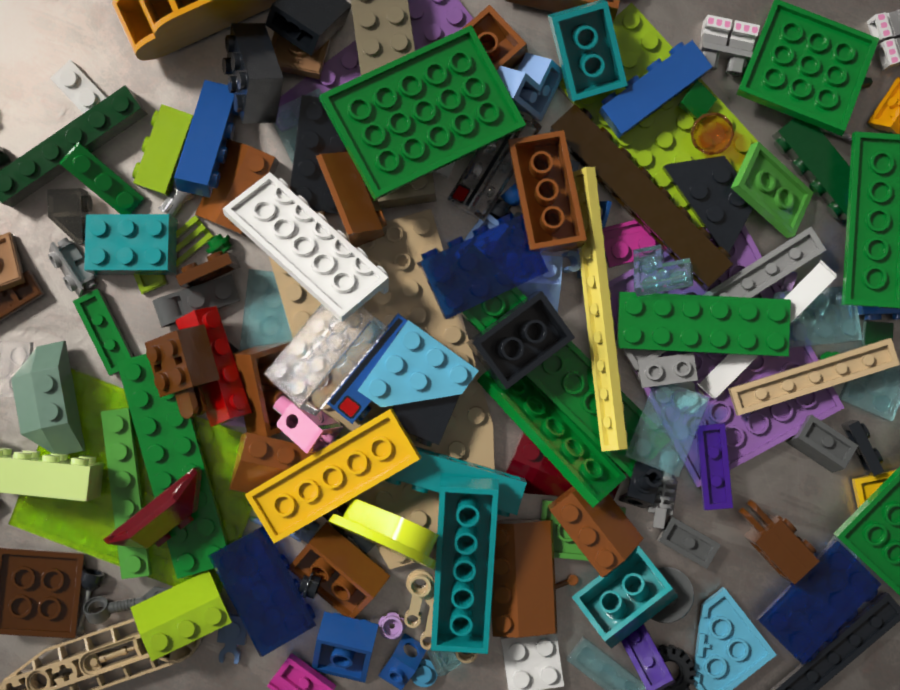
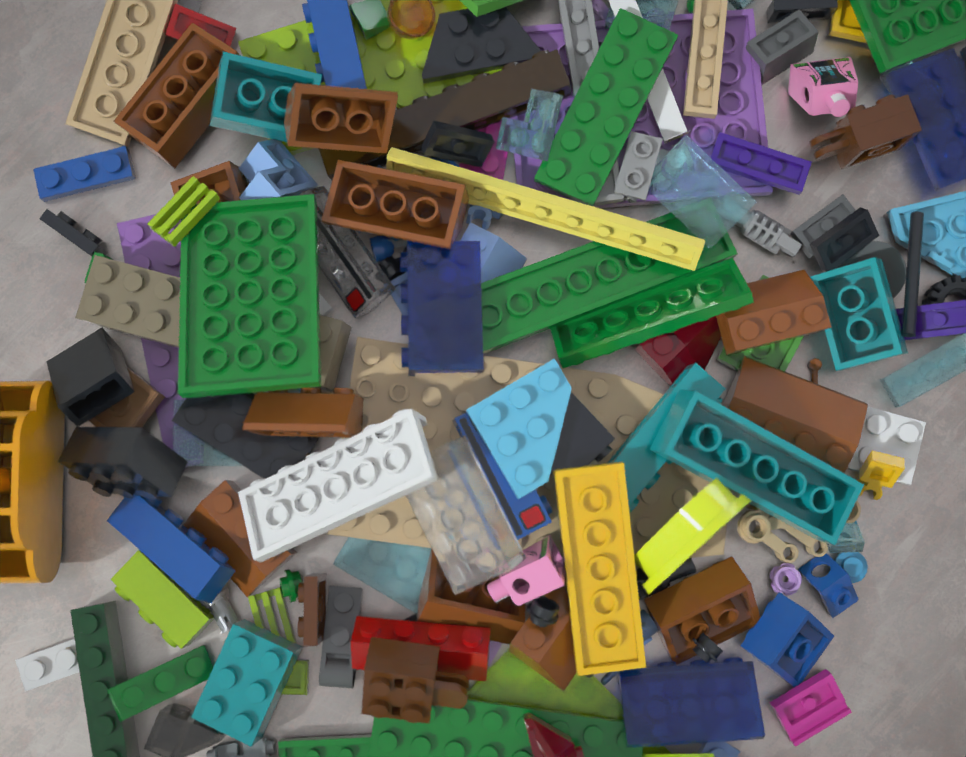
camera: 65 degrees left, 5 degrees down
(280, 446) = (543, 611): none -> black plate
(463, 21) = (179, 207): none -> lime tile
(505, 663) = (879, 471): none -> yellow plate
(520, 340) = (541, 300): black brick -> none
(593, 118) = (339, 118): none -> dark orange slope
(621, 218) = (457, 144): none -> black plate
(642, 486) = (748, 245): black bracket -> none
(677, 626) = (912, 274): none -> black bar
(681, 560) = (844, 239): none -> black plate
(802, 493) = (824, 86): none -> bright pink torso

